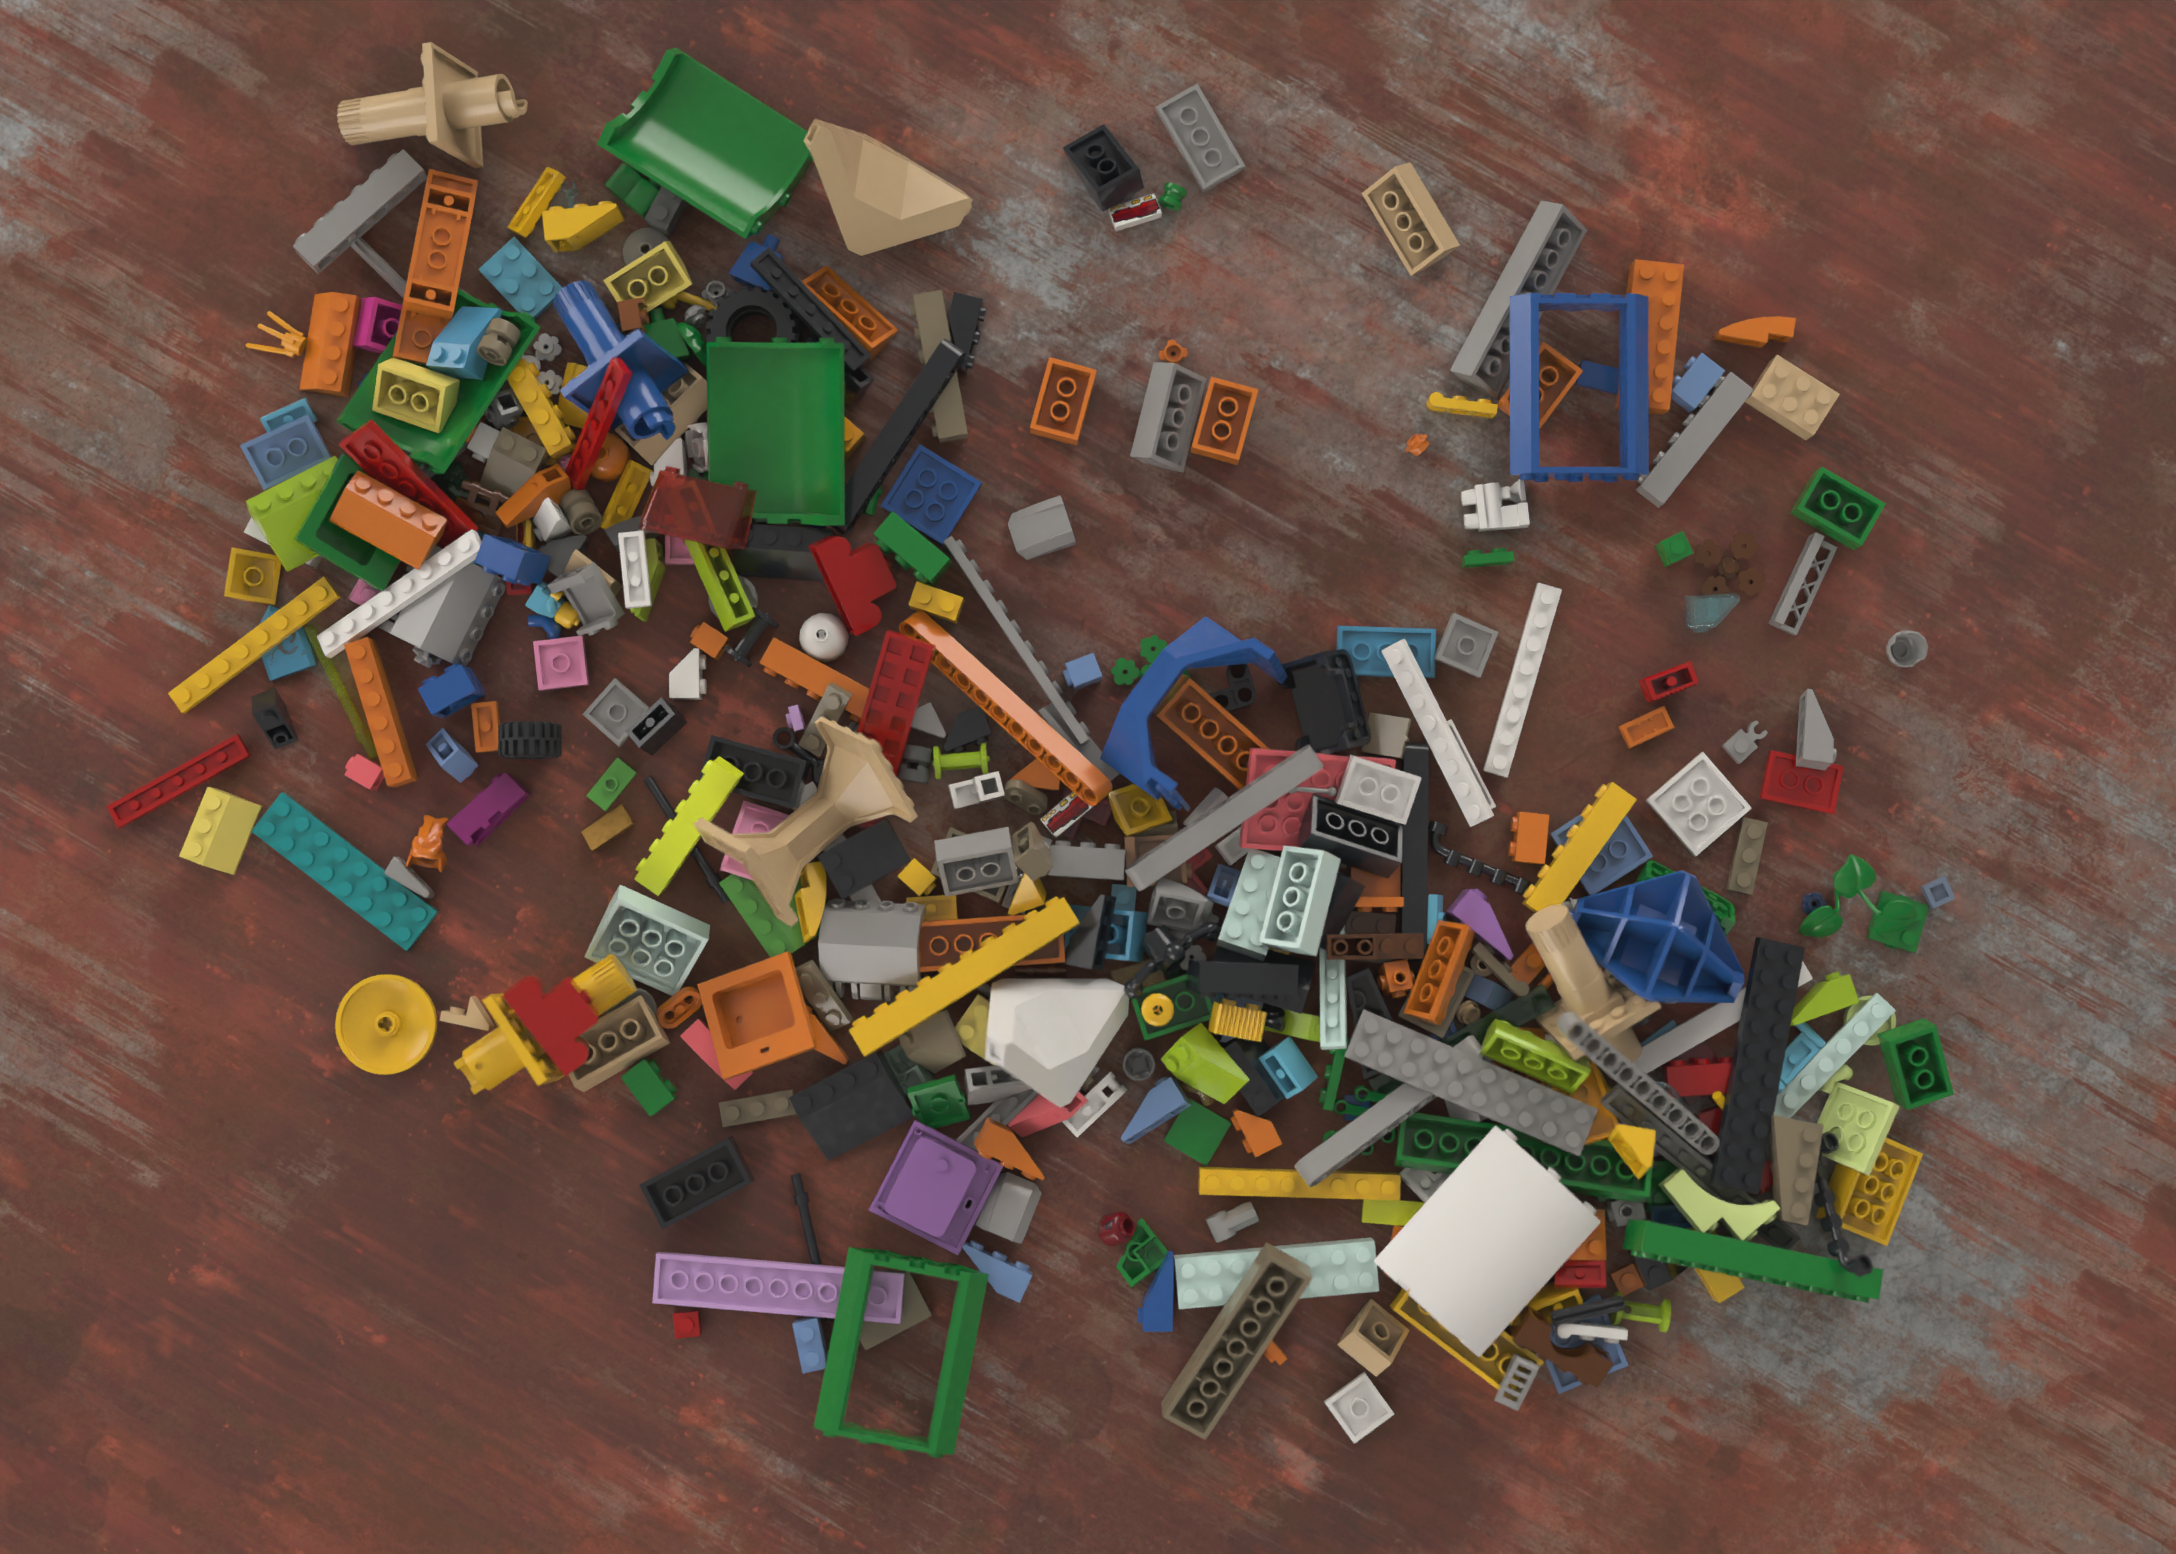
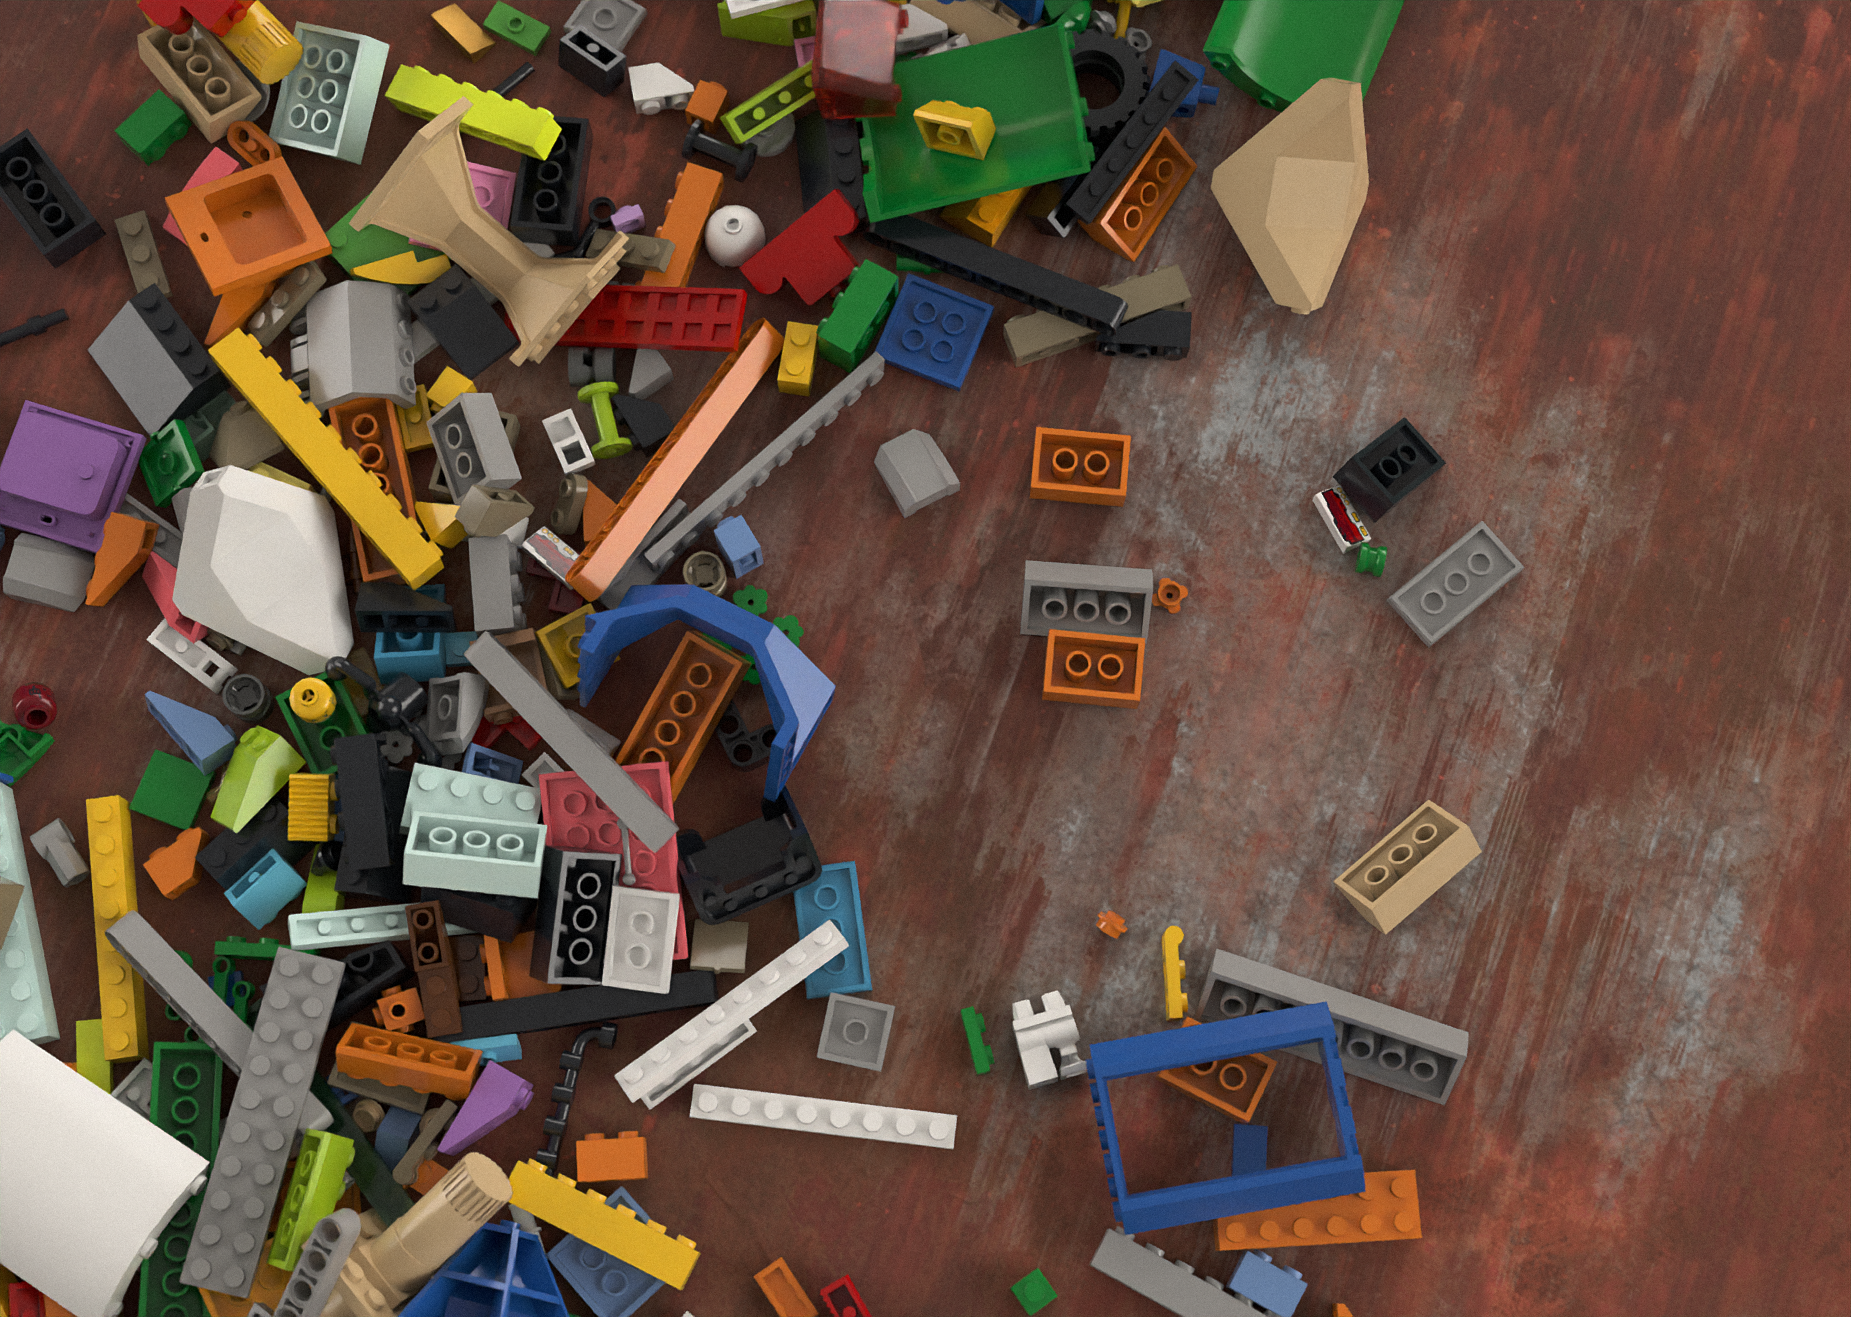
camera: 80 degrees right, 10 degrees down
(777, 443) = (955, 128): none -> yellow slope
(1101, 701) = (706, 572): none -> dark tan wheel

